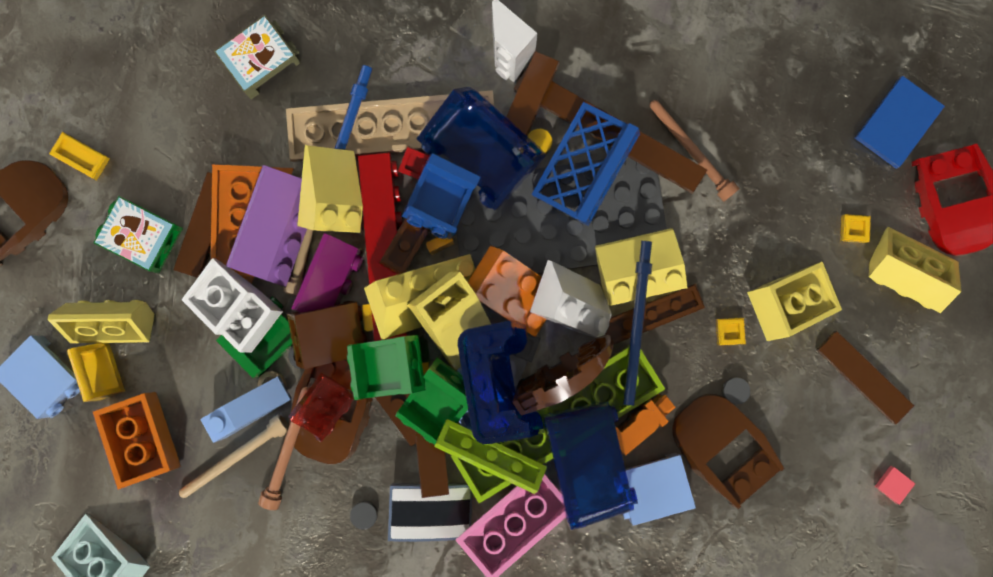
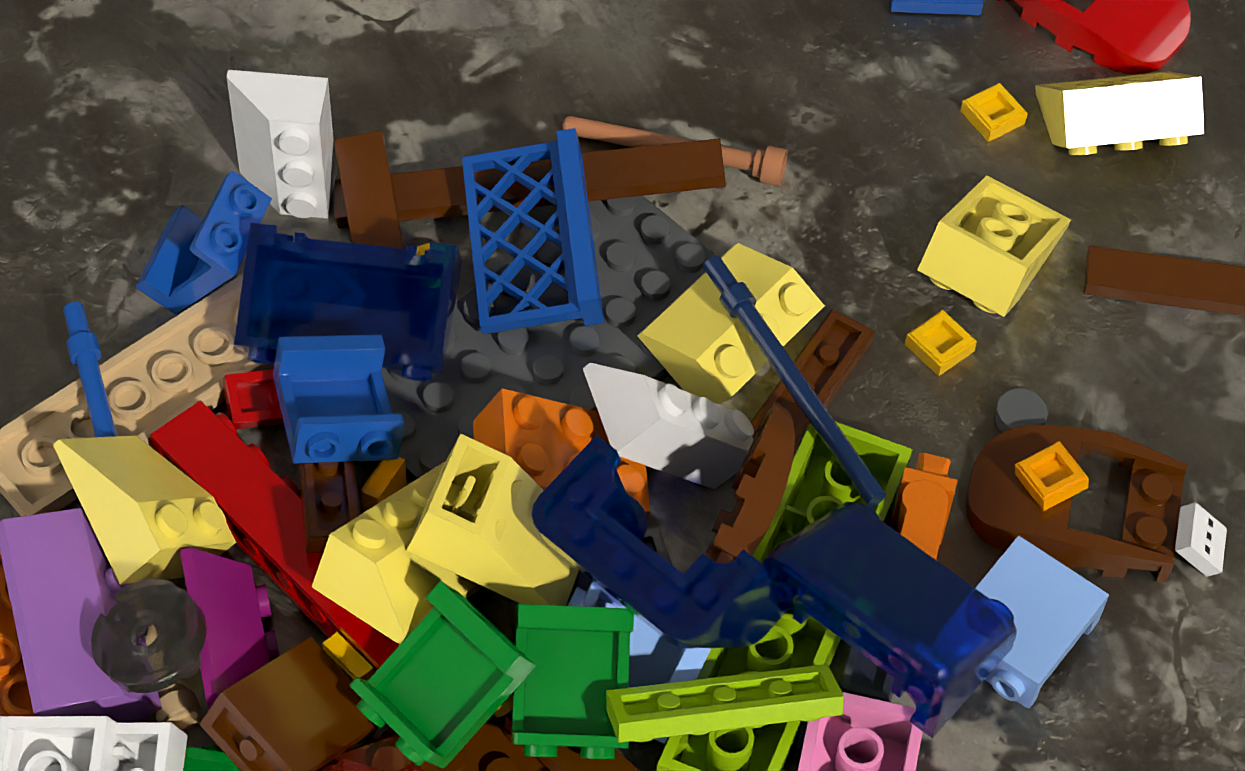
camera: 40 degrees left, 30 degrees down
(299, 267) = (169, 657): none -> clear smoke plate
(440, 72) = (203, 253): none -> blue panel
(718, 437) = (1051, 476): none -> light orange tile
(760, 504) = (1201, 539): none -> white tile

